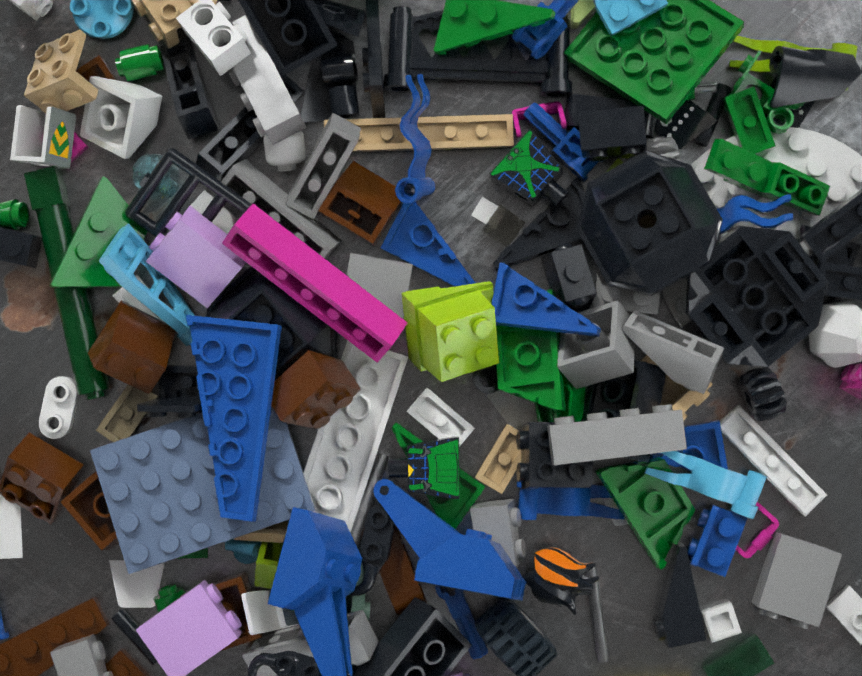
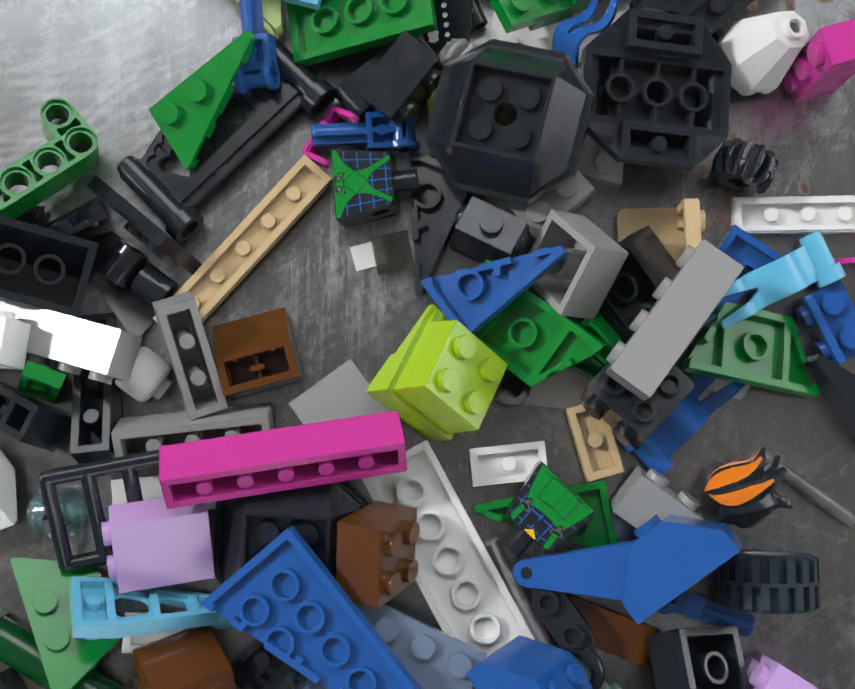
camera: 50 degrees left, 5 degrees down
(223, 92) = (41, 381): none -> green plate
(416, 184) = (284, 292): blue flag -> none
(420, 244) = (334, 337): blue wing -> none
(678, 353) = (649, 199): light grey slope -> none

